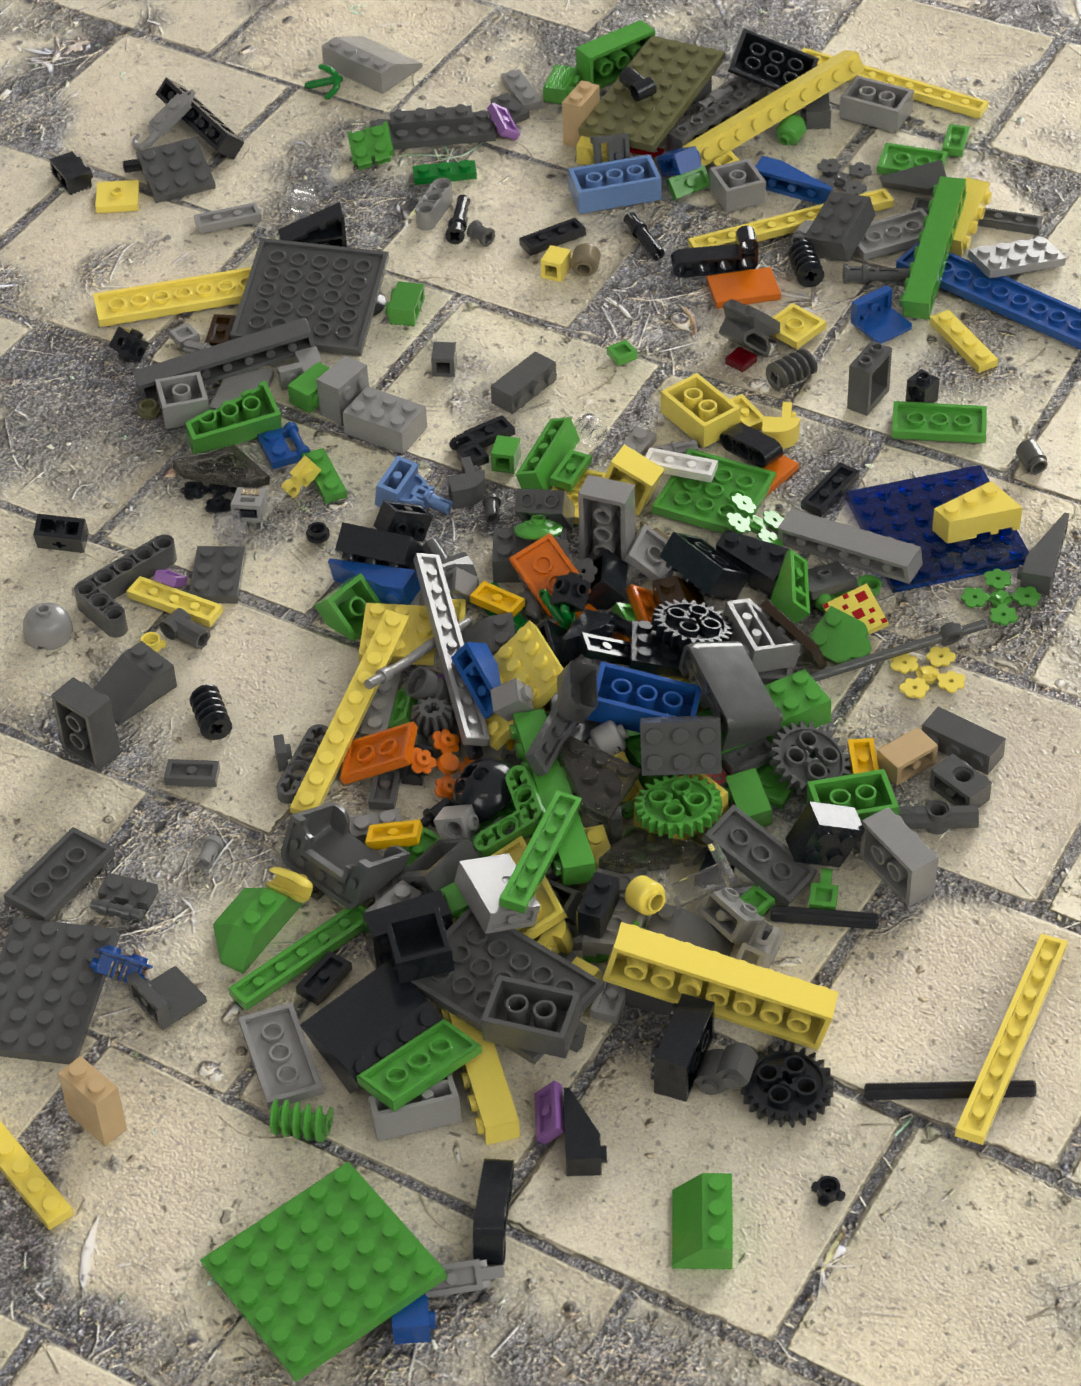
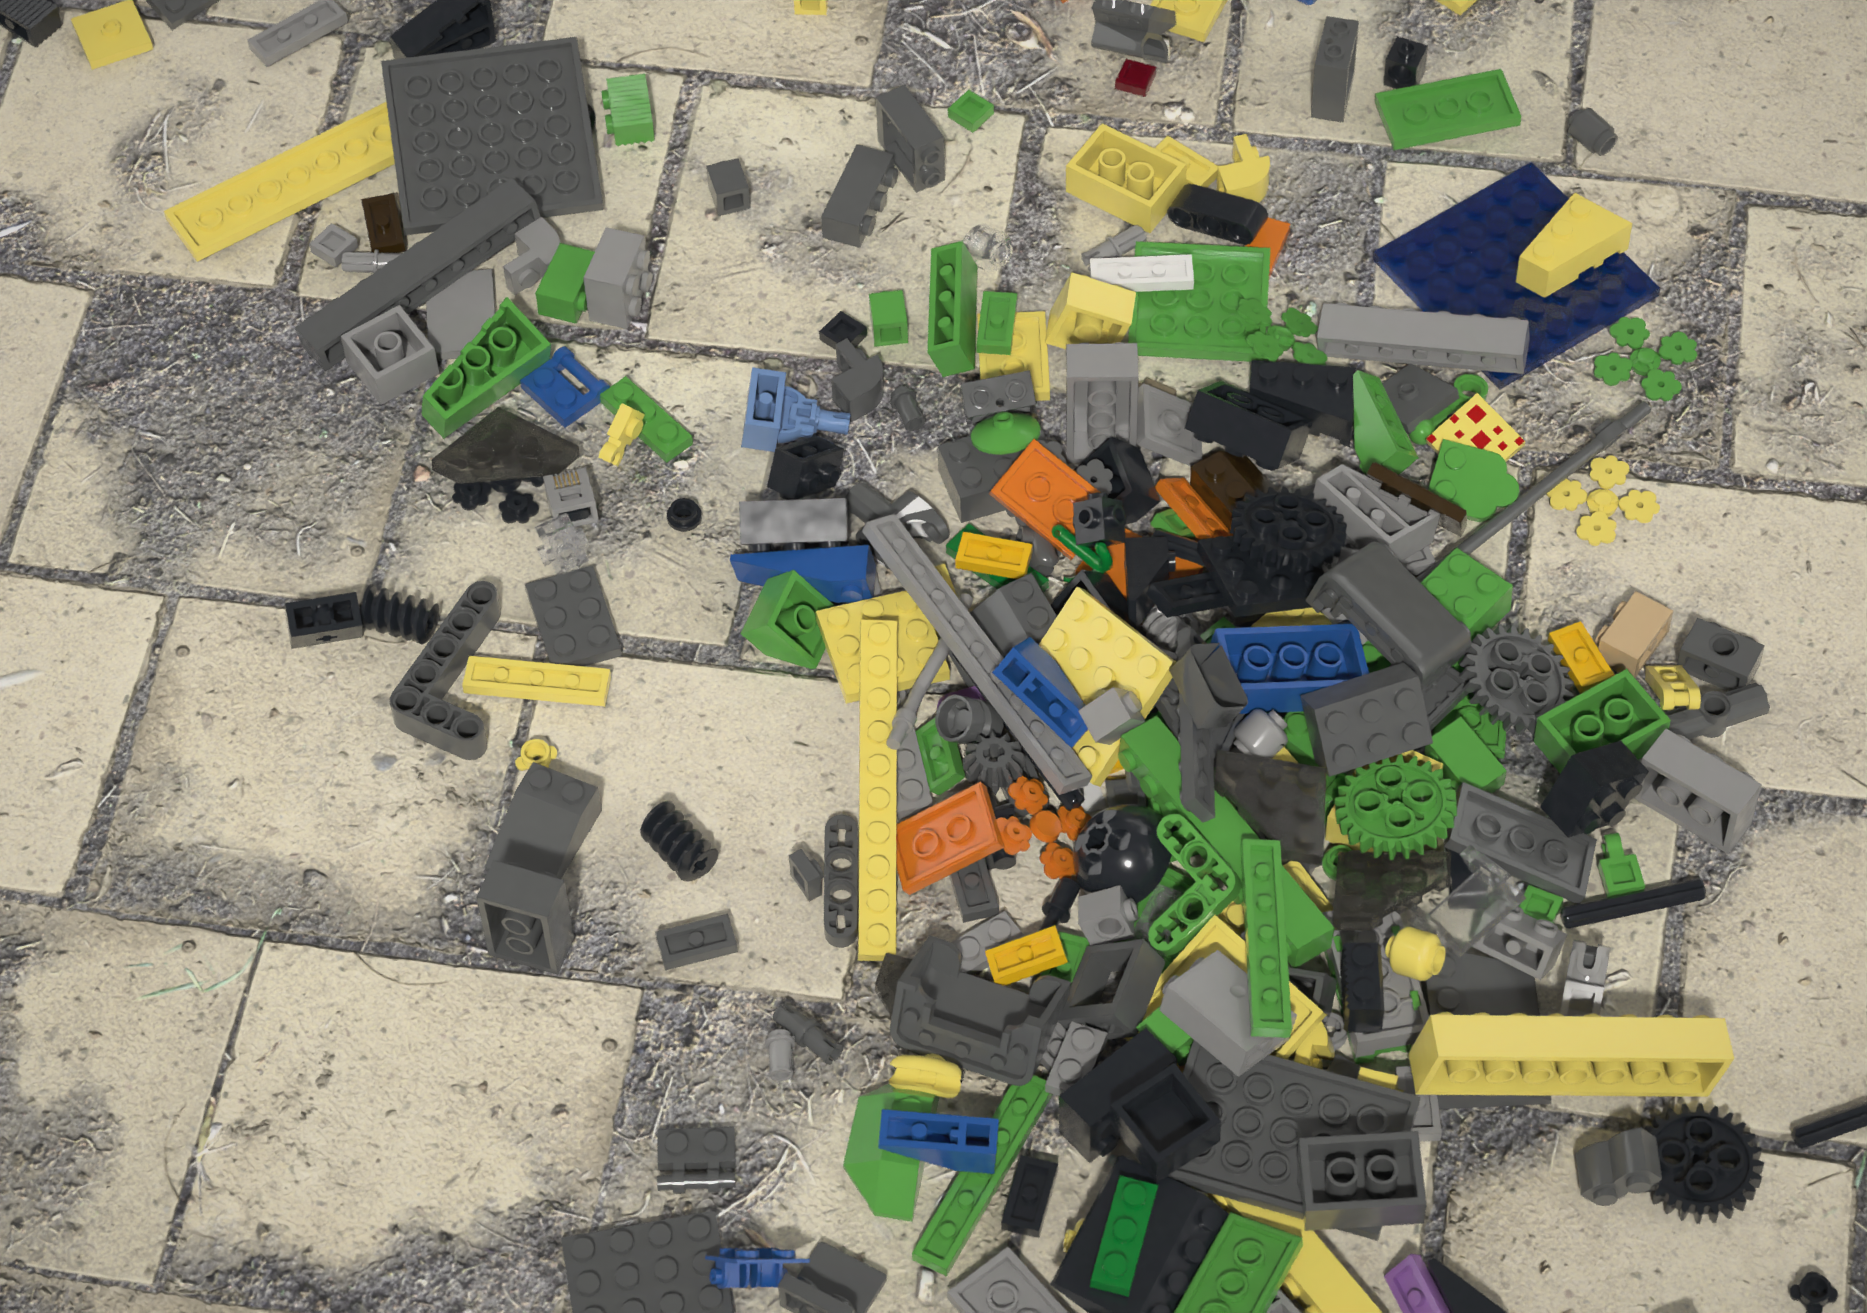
camera: 20 degrees left, 10 degrees up
(47, 626) = (374, 773): light grey cylinder -> none
(59, 875) = (590, 1154): dark grey plate -> none
(107, 540) = (398, 617): none -> black piece
(133, 346) = (263, 282): black brick -> none
(148, 409) = (340, 380): olive plate -> none
(170, 578) = (513, 646): medium lavender plate -> none
(181, 626) = (564, 718): dark grey piece -> none
(233, 843) = (807, 1033): none -> dark grey pin
(276, 921) = (941, 1139): none -> blue slope
(360, 1008) = (1124, 1236): none -> green plate
(385, 419) = (693, 308): light grey brick -> none
(460, 583) = (935, 543): light grey brick -> none
(483, 434) = (841, 293): black hinge -> none
(571, 356) = (911, 138): none -> dark grey window
(639, 440) = (1056, 256): light grey plate -> none
(682, 1046) = (1552, 1153): black brick -> none
(791, 369) = (1216, 78): dark grey piece -> none
(830, 489) = (1351, 254): black plate -> none
(912, 790) = (1673, 687): none -> light yellow plate
(964, 739) = (1697, 589): dark grey brick -> none
(1043, 558) = (1680, 296): dark grey slope -> none

